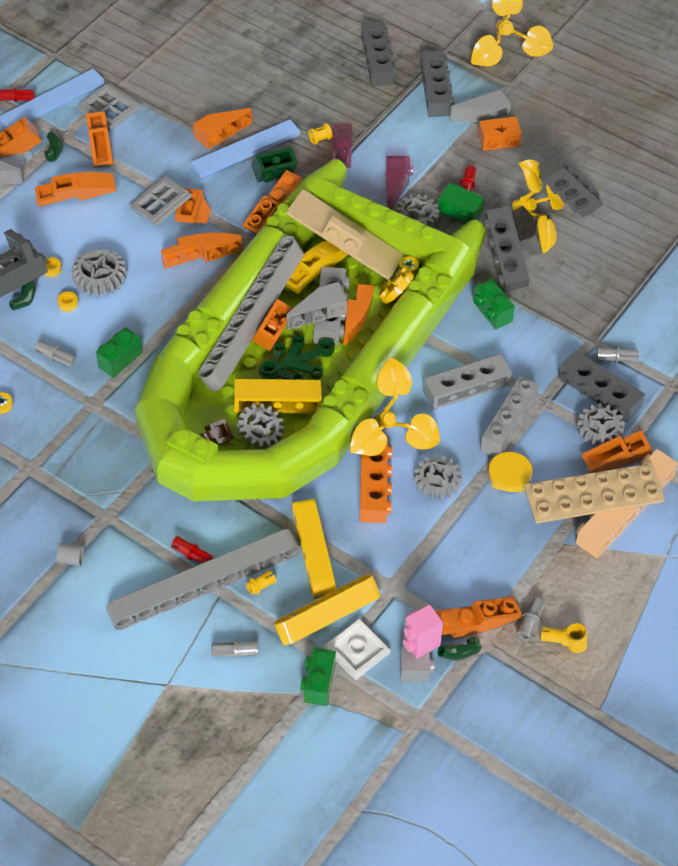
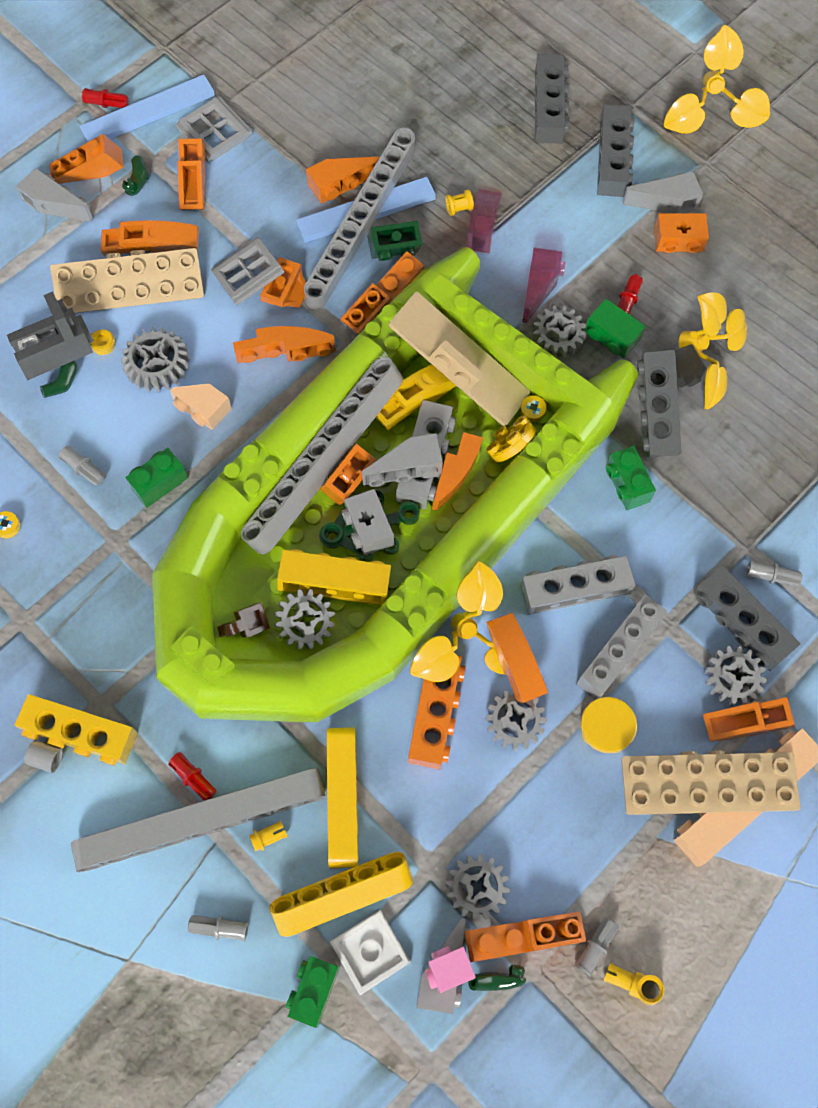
camera: 10 degrees right, 15 degrees up
(67, 218) = (128, 280): none -> tan bracket
(67, 301) = (112, 393): yellow tile -> none
(104, 527) = (38, 710): none -> yellow brick
(143, 296) = (203, 402): none -> light nougat slope
(243, 154) = (359, 227): none -> light grey beam
(296, 354) = (368, 508): none -> light grey brick
(422, 585) = (490, 893): none -> light grey gear
(430, 430) = (516, 658): none -> orange slope
(569, 185) = (756, 328): dark grey brick -> none

